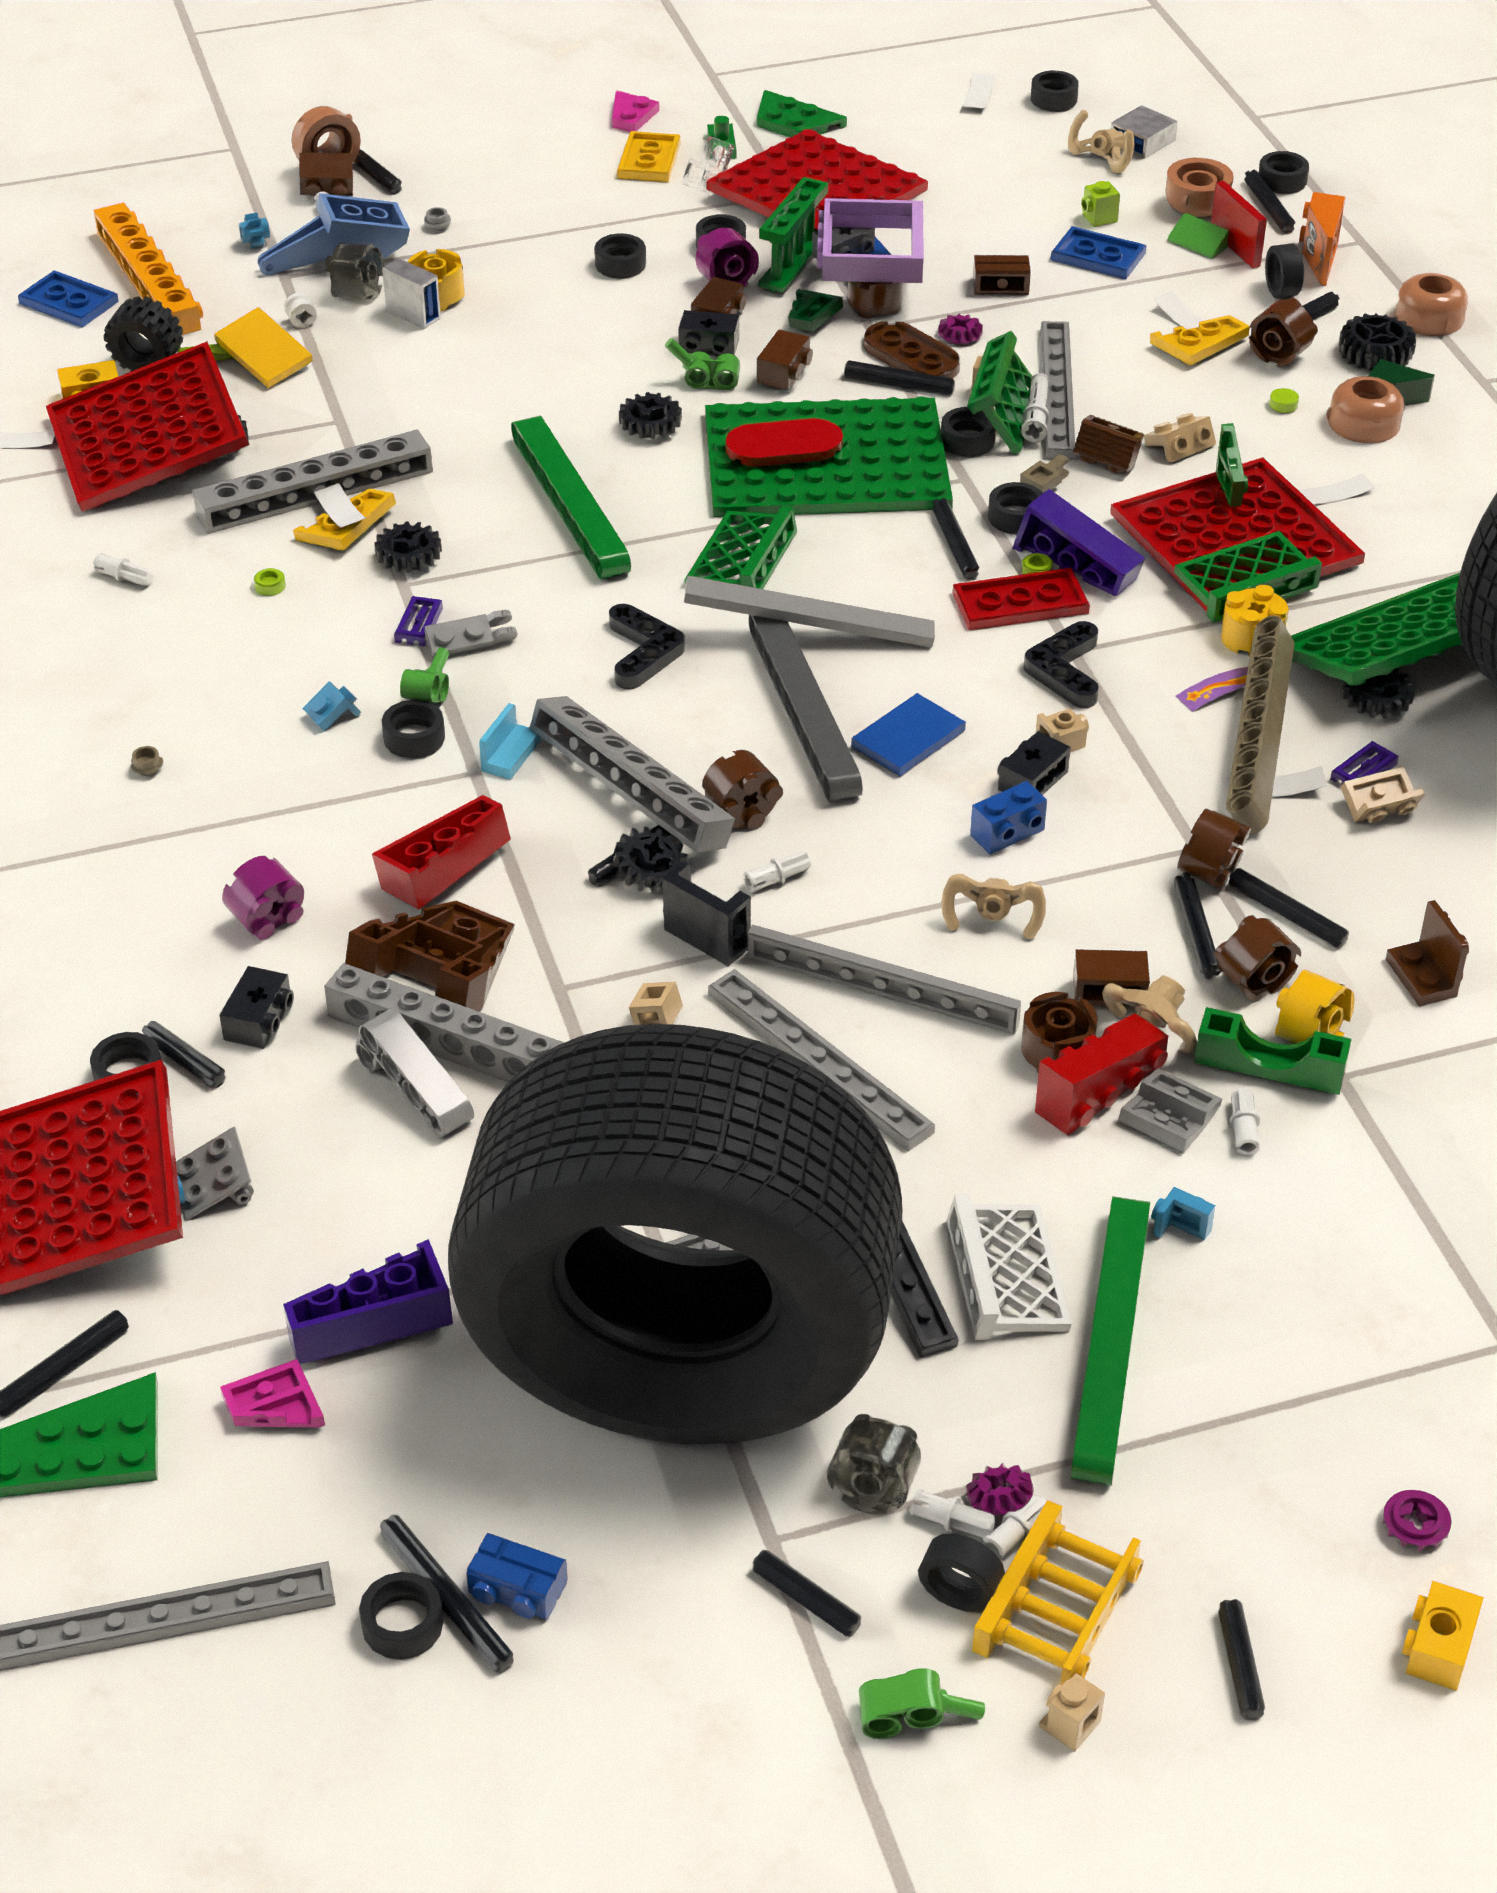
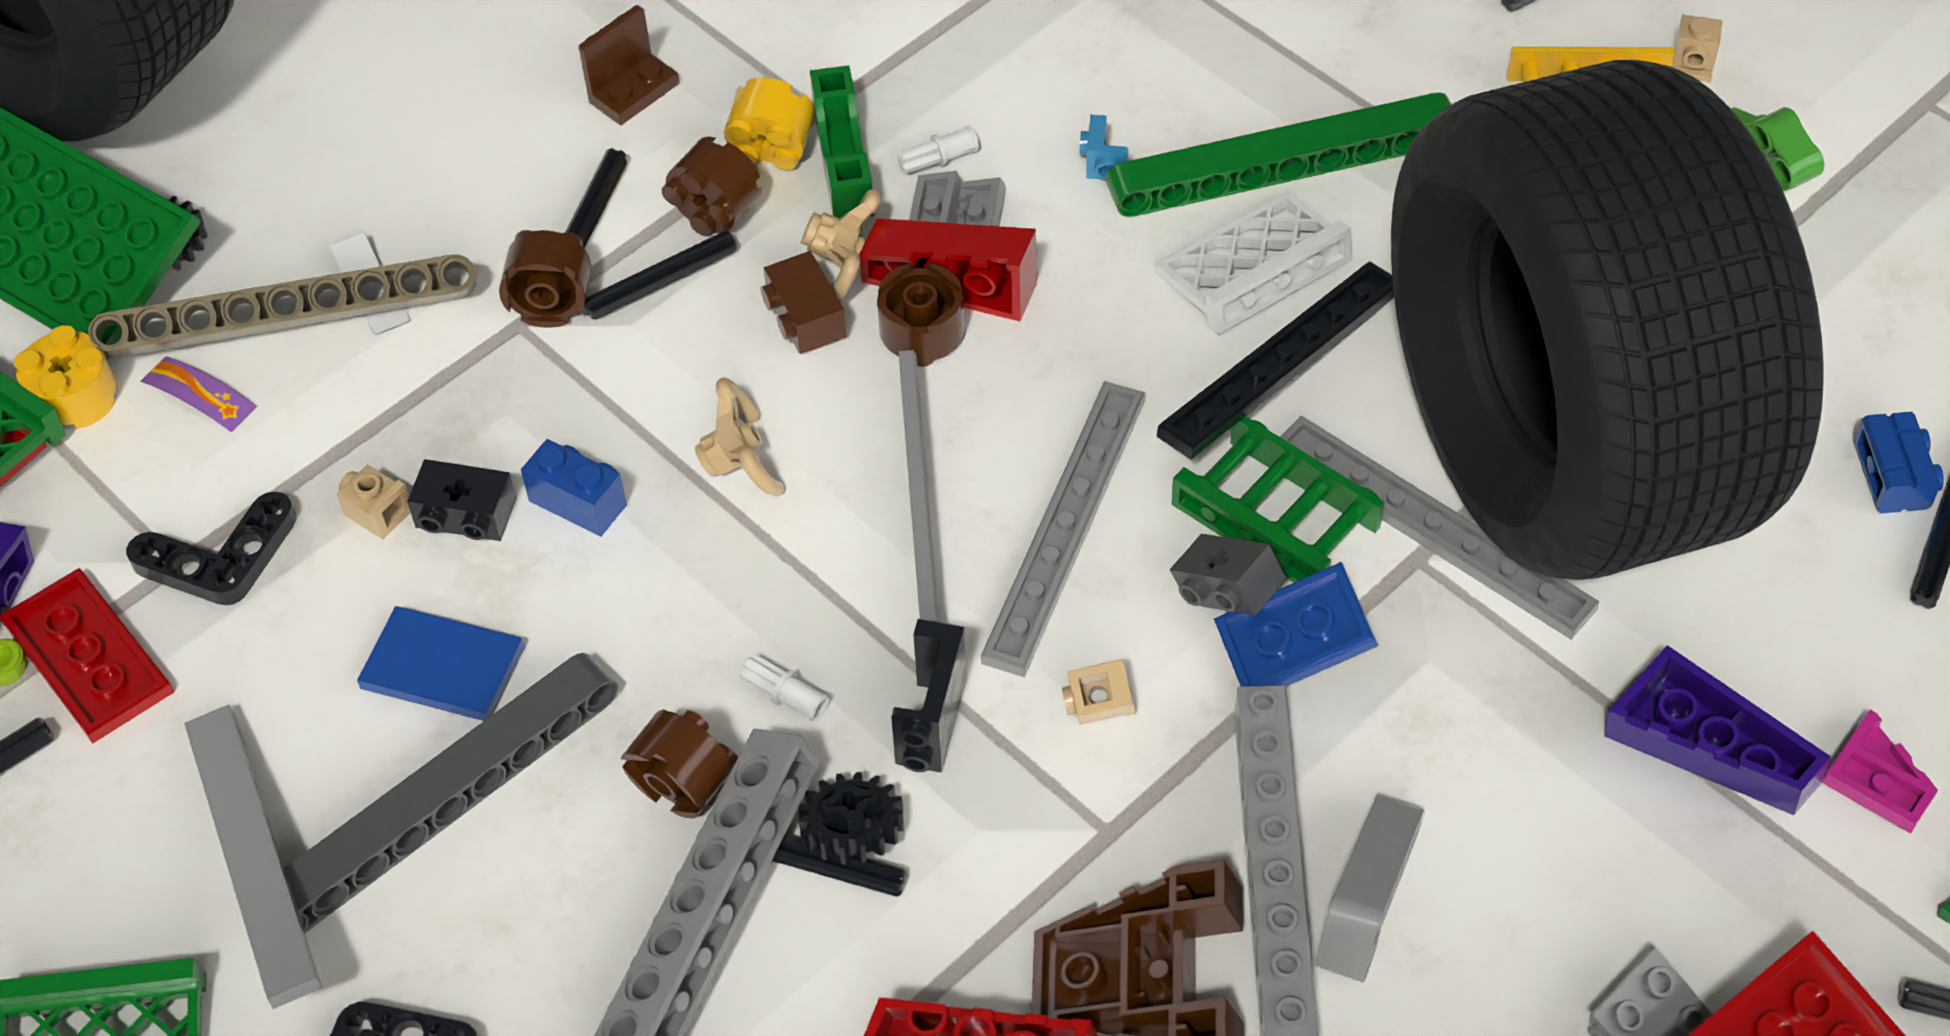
camera: 115 degrees left, 10 degrees up
(1380, 795) = (363, 179): tan bracket -> none
(1382, 762) = (299, 224): dark purple tile -> none

